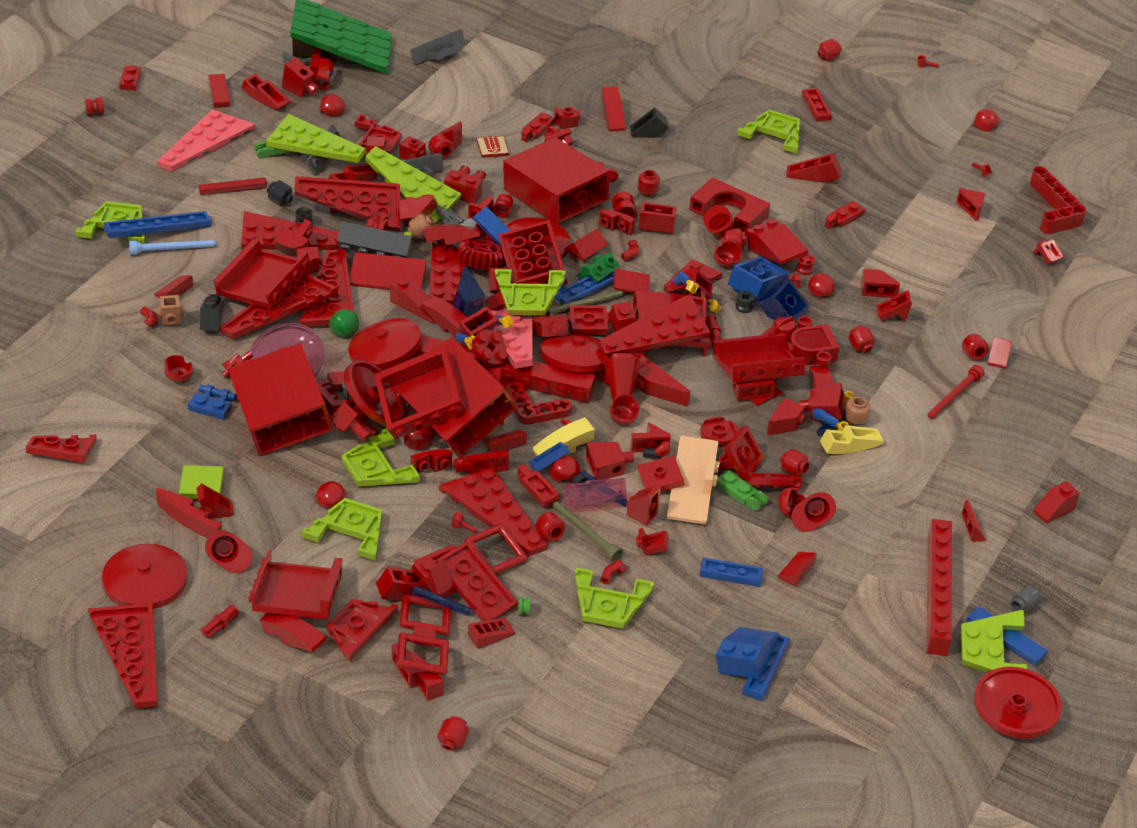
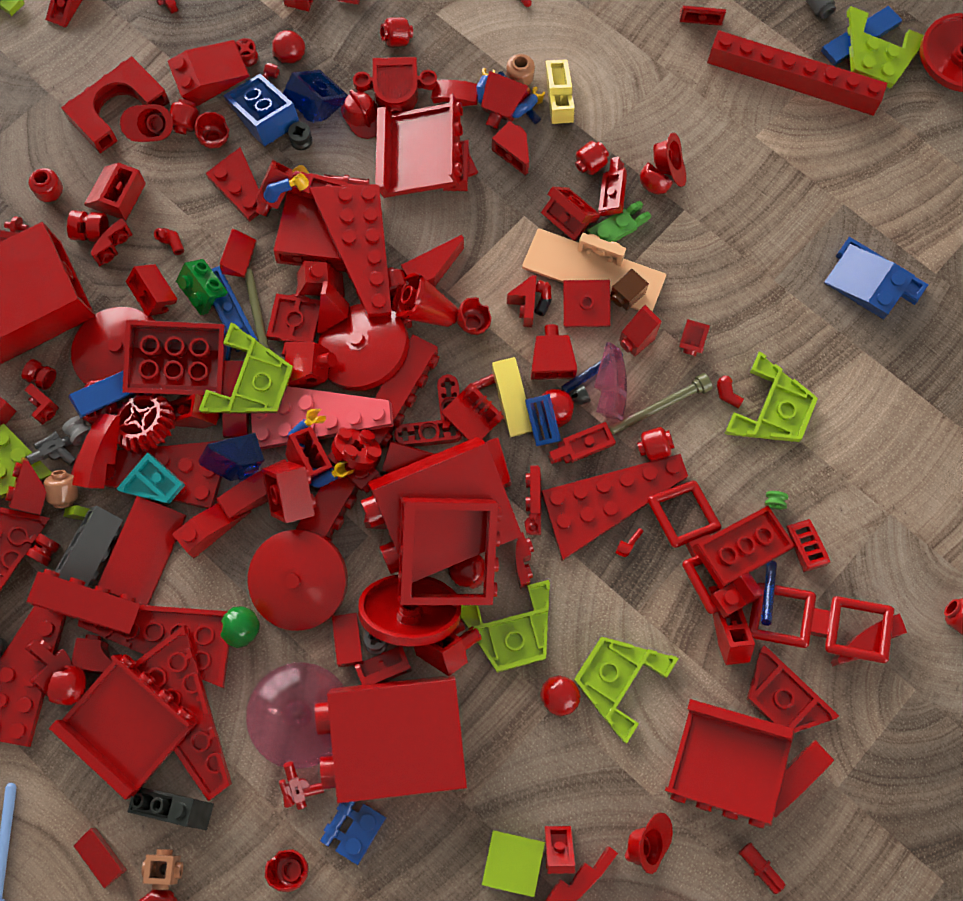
camera: 75 degrees left, 30 degrees up
(284, 243) = (67, 686): none -> red hair
(340, 238) = (83, 603): none -> red brick
(438, 263) = (152, 481): none -> teal wing
(444, 318) = (289, 491): none -> red brick
(542, 418) = (472, 413): none -> red hinge
(601, 325) = (332, 308): none -> red slope
(678, 492) = (628, 290): none -> reddish brown brick
(718, 430) = (517, 223): red tile -> none
(731, 572) = (742, 269): blue tile -> none
(798, 567) = (745, 199): red slope -> none

